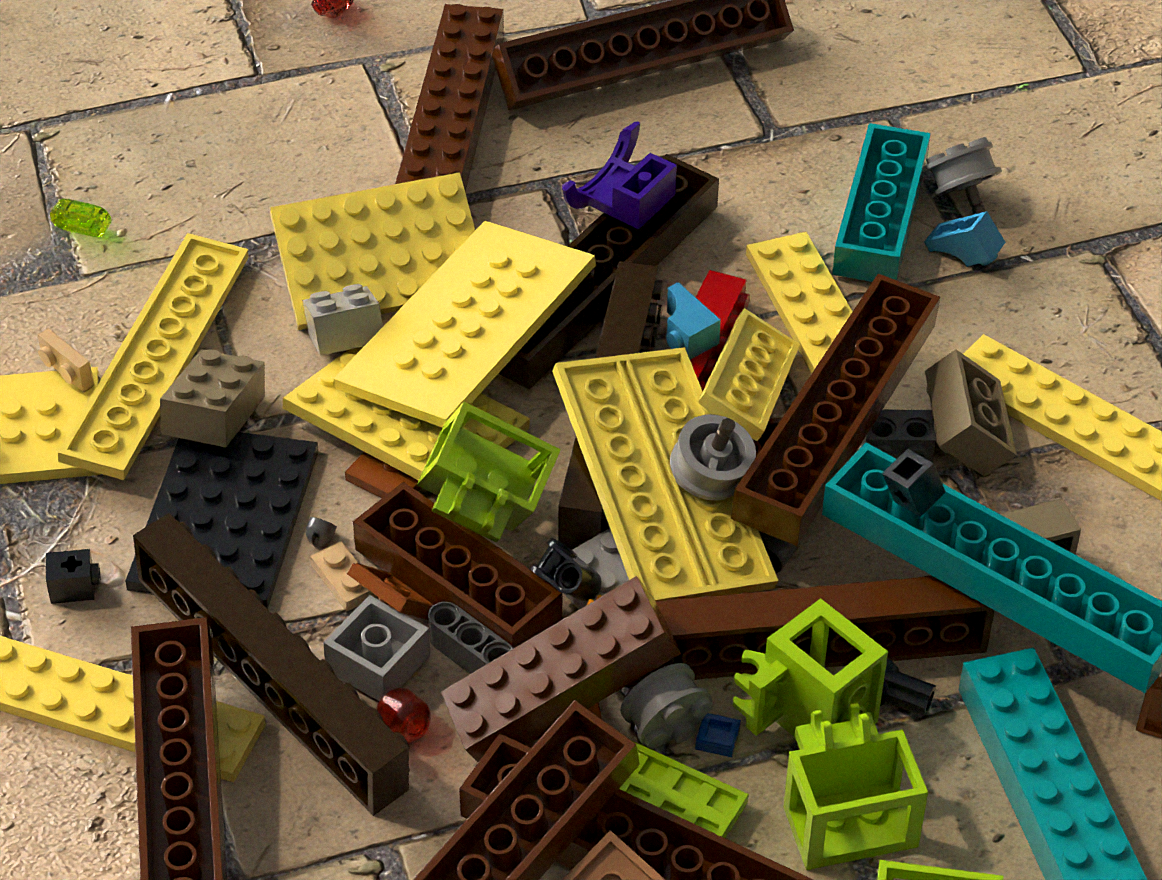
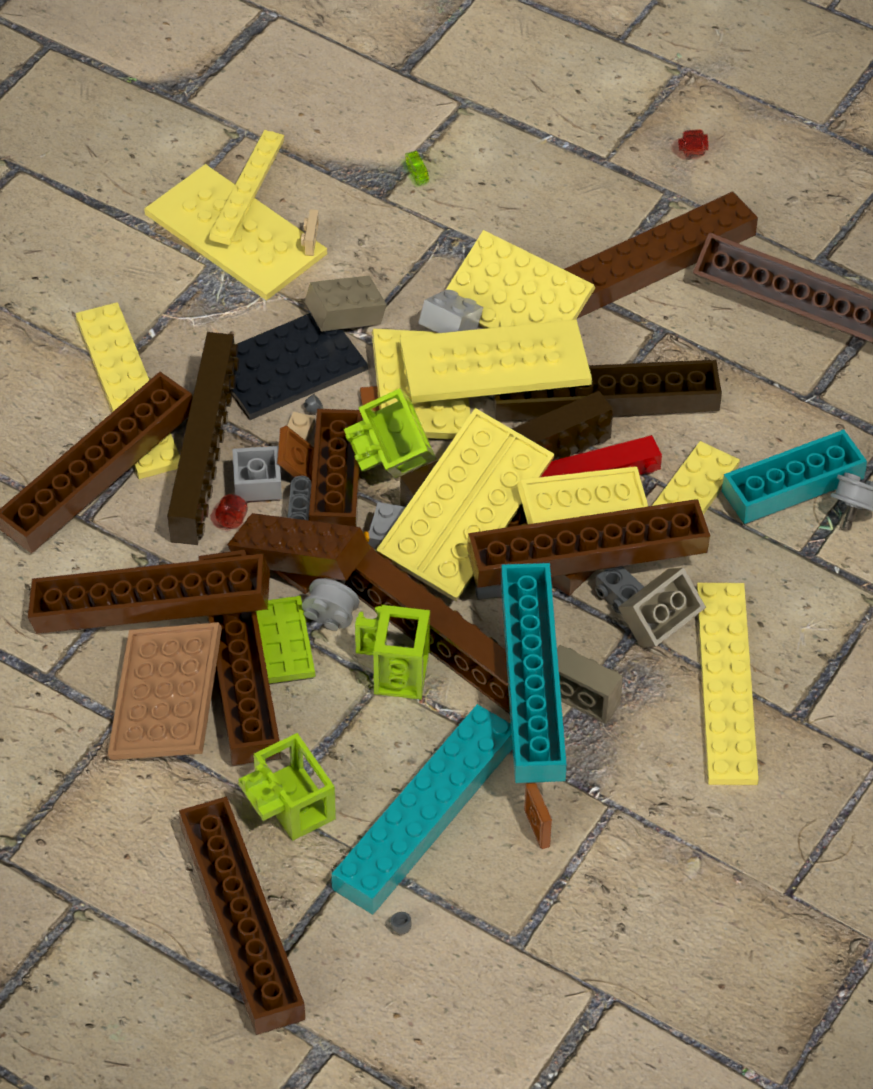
camera: 50 degrees right, 5 degrees up
(71, 576) = (188, 334): black brick -> none
(152, 357) = (366, 257): light yellow plate -> none
(562, 569) = (367, 509): black piece -> none
(624, 189) = (662, 359): dark purple piece -> none
(690, 322) = (591, 450): dark azure arch -> none
(712, 456) = (487, 509): light grey wheel -> none
(718, 735) = (344, 639): blue tile -> none
(847, 791) = (351, 710): lime piece -> none
(906, 690) = (443, 686): black piece -> none
(914, 482) = (526, 594): black brick -> none
(969, 238) = (810, 532): dark azure arch -> none

